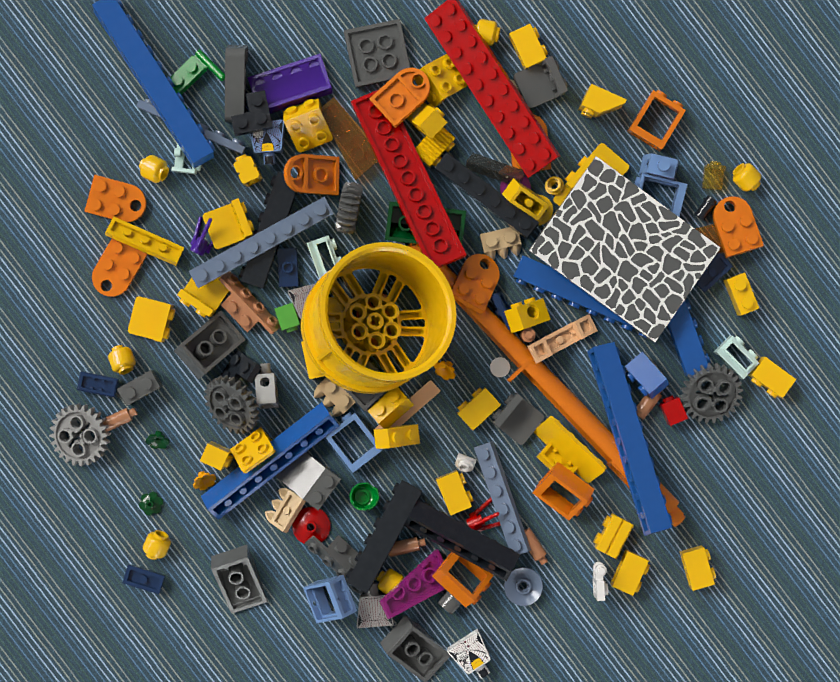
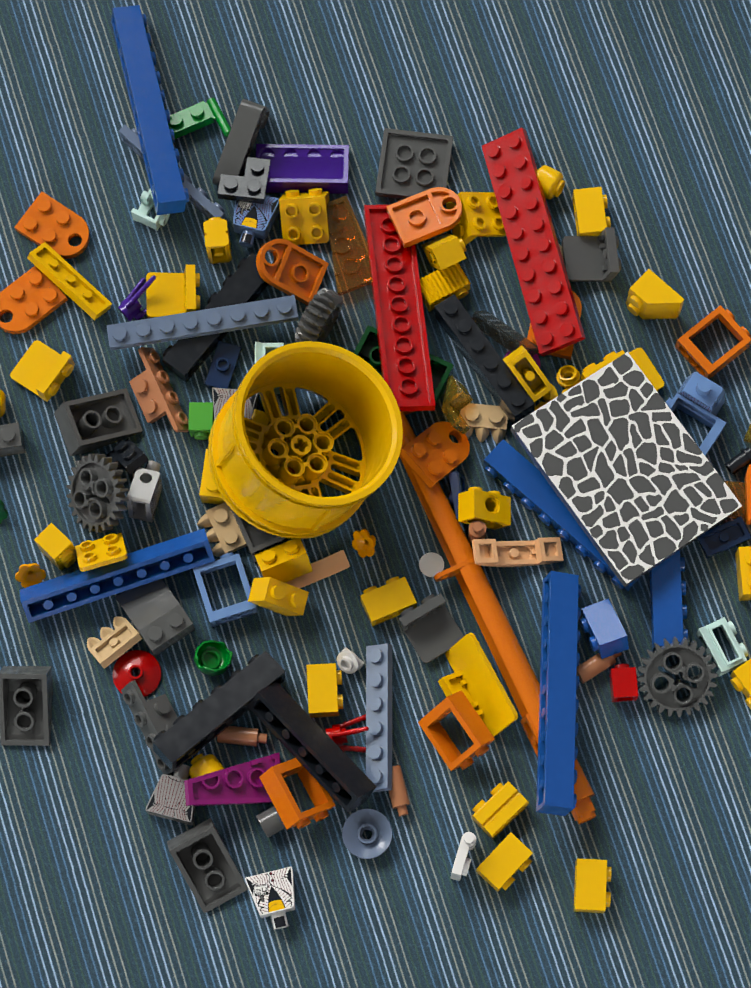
camera: 25 degrees right, 15 degrees down
(153, 168) = (111, 206): yellow head -> none
(205, 298) = (114, 366): yellow bracket -> none
(339, 595) = (138, 761): medium blue window -> none
(475, 233) = (455, 399): none -> clear yellow slope

